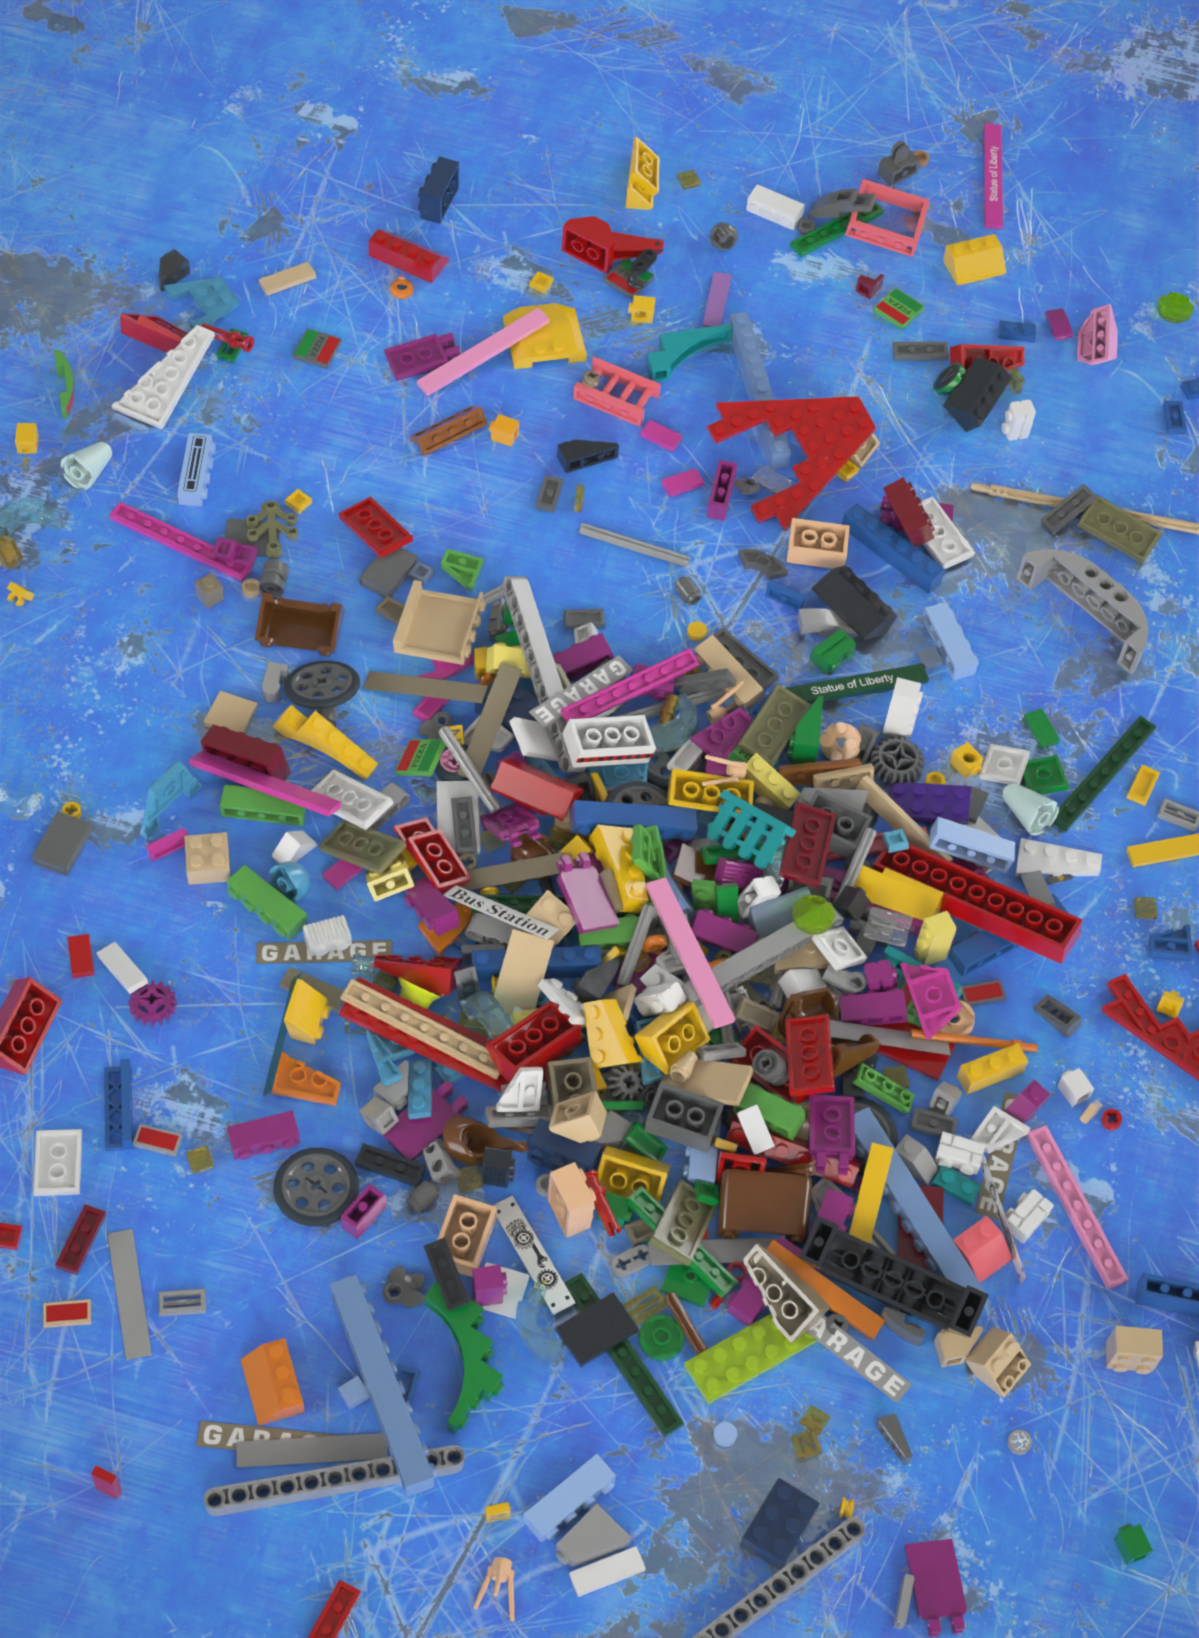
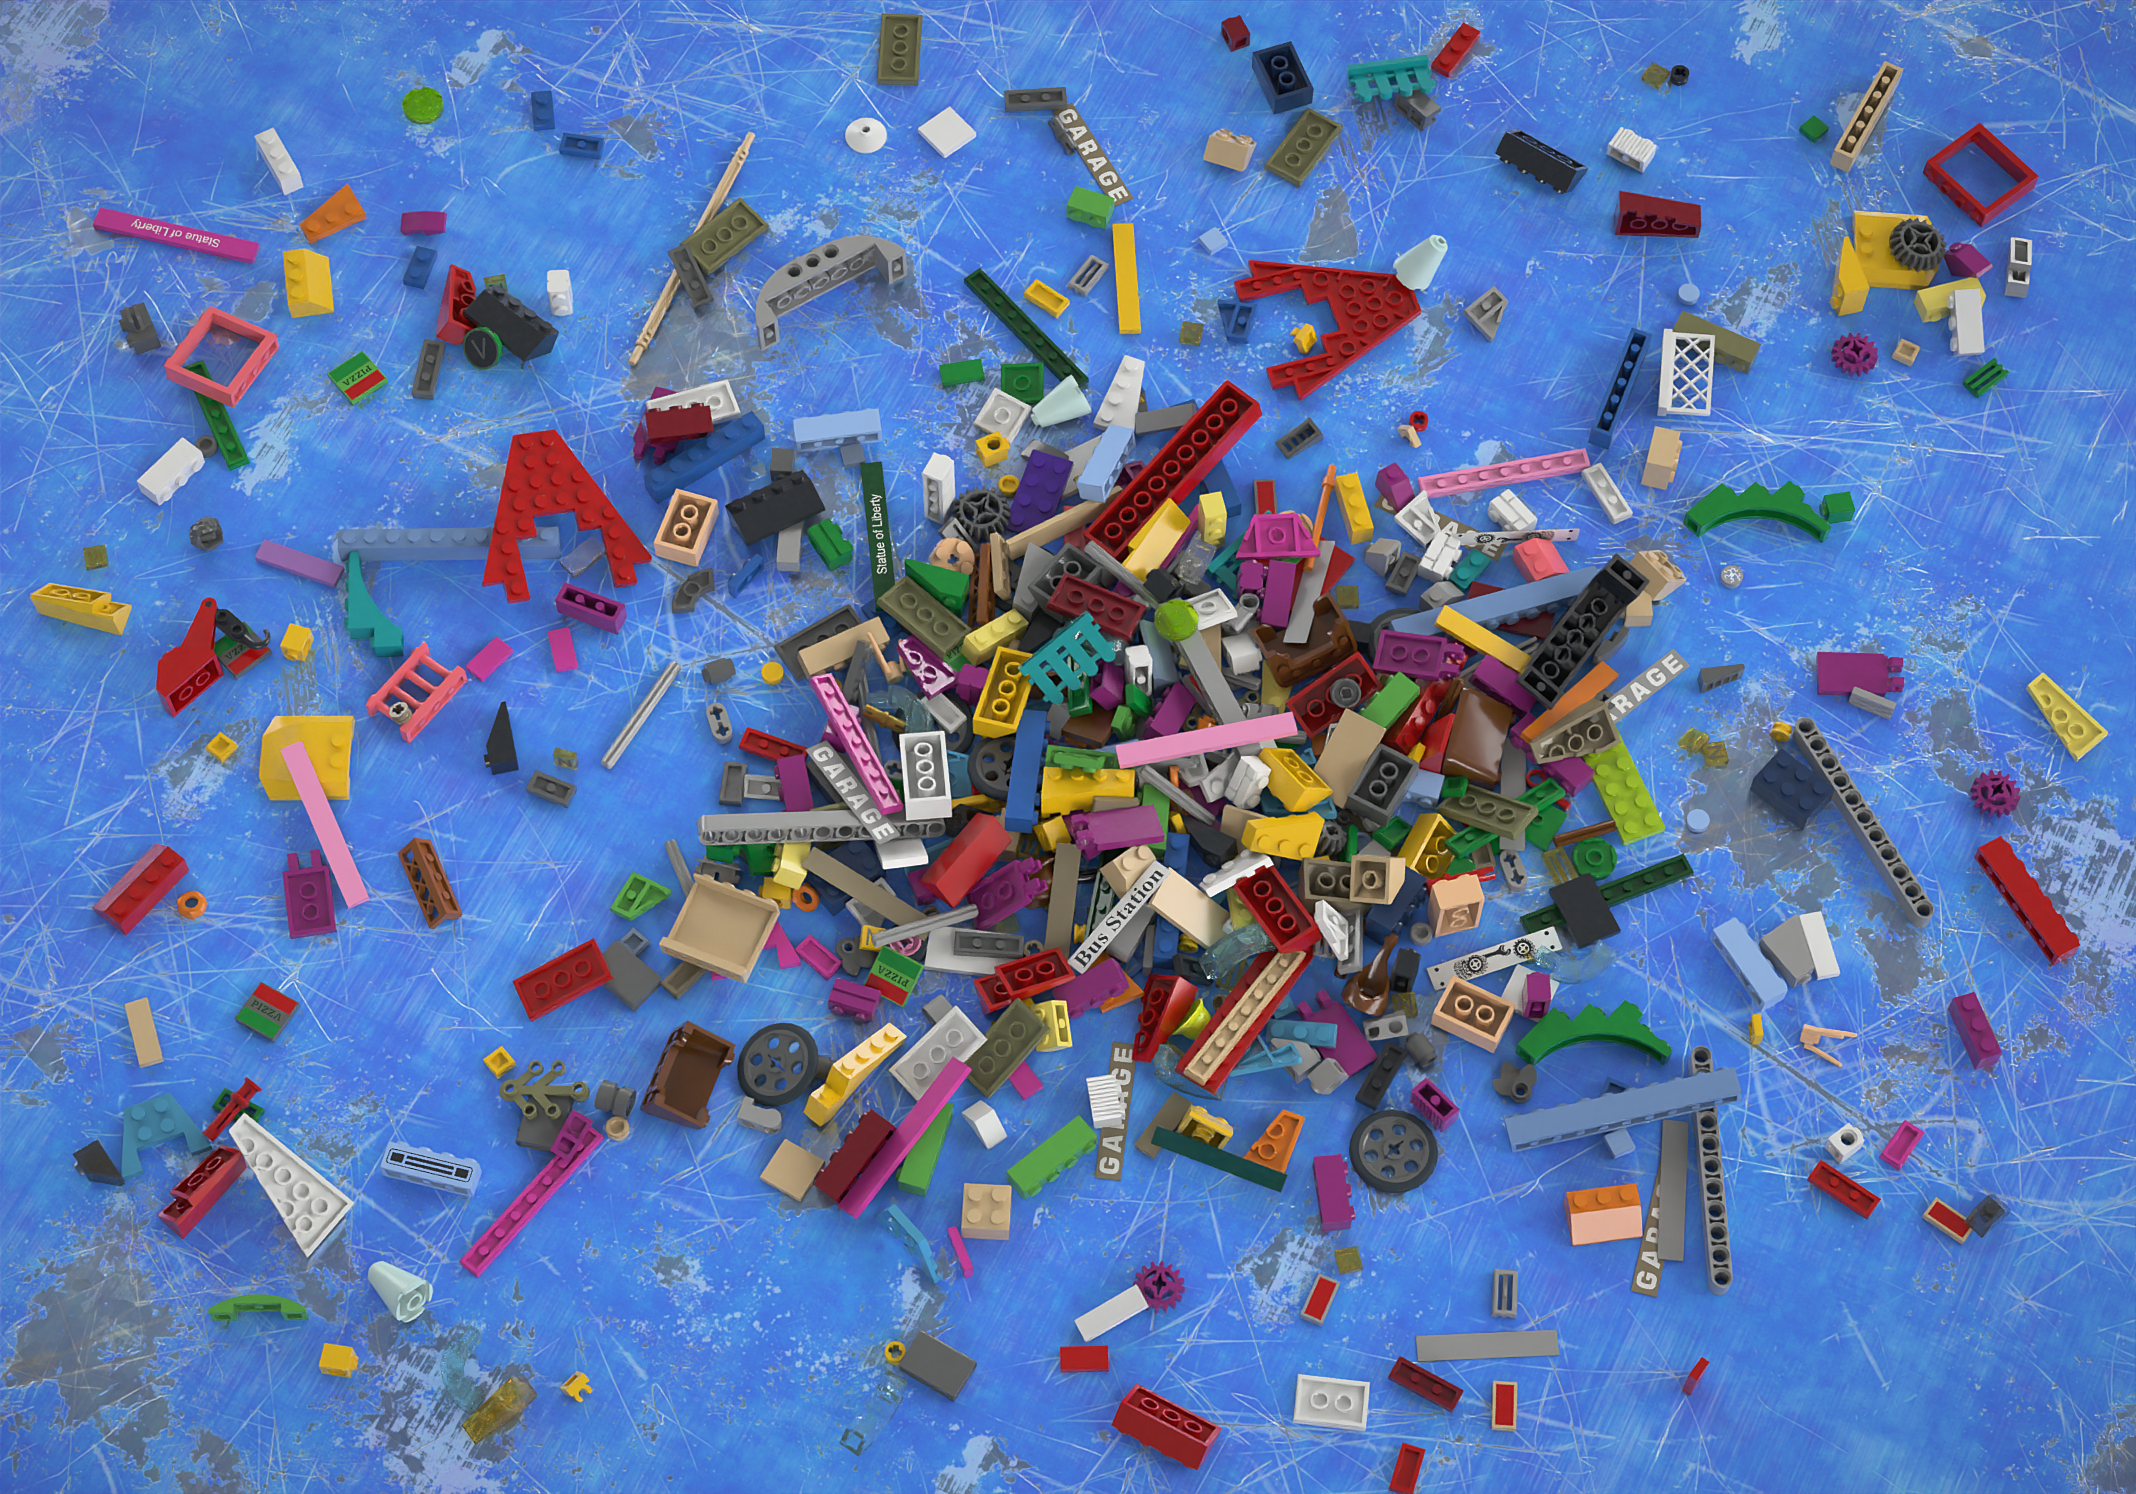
camera: 75 degrees left, 5 degrees up
(125, 1105) = (1276, 1324): blue fence -> none
(209, 590) = (618, 1171): dark tan brick -> none
(290, 880) = (1032, 1128): dark azure cylinder -> none
(379, 1605) = (1840, 1151): none -> white brick
(393, 734) = (854, 1000): none -> magenta brick
(425, 687) = (801, 957): dark tan sticker -> none
(439, 190) = (52, 833): dark blue brick -> none
(446, 1274) = (1522, 1030): black plate -> none
(504, 430) = (447, 821): light orange brick -> none
(624, 636) = (769, 746): none -> red plate
(637, 598) = (723, 722): none -> light grey beam
(683, 1067) = (1329, 774): tan cone -> none
(721, 1051) = (1315, 737): light grey tile -> none
(734, 769) = (987, 659): light nougat plant -> none
(747, 486) = (586, 581): dark grey plate -> none
(755, 1129) = (1411, 721): white slope -> none
(756, 1014) = (1271, 700): dark tan tile -> none
(809, 1055) = (1339, 654): red tile -> none
(837, 202) = (196, 397): dark grey slope -> none
(868, 287) = (317, 400): dark red panel -> none
(883, 1088) = (1365, 606): bright green tile -> none
(895, 840) = (1091, 530): medium azure tile -> none
(903, 604) = (782, 463): none -> dark grey brick
(923, 157) = (127, 300): medium nougat tile -> none
(1046, 268) = (334, 215): none -> orange wing
(1075, 1087) = (1382, 442): white brick -> none
(1082, 222) = (278, 161): none -> white brick
(1082, 1307) = (1606, 493): none -> white tile
(1098, 337) = (458, 191): bright pink wedge -> none
(1114, 1455) = (1784, 505): none -> green arch

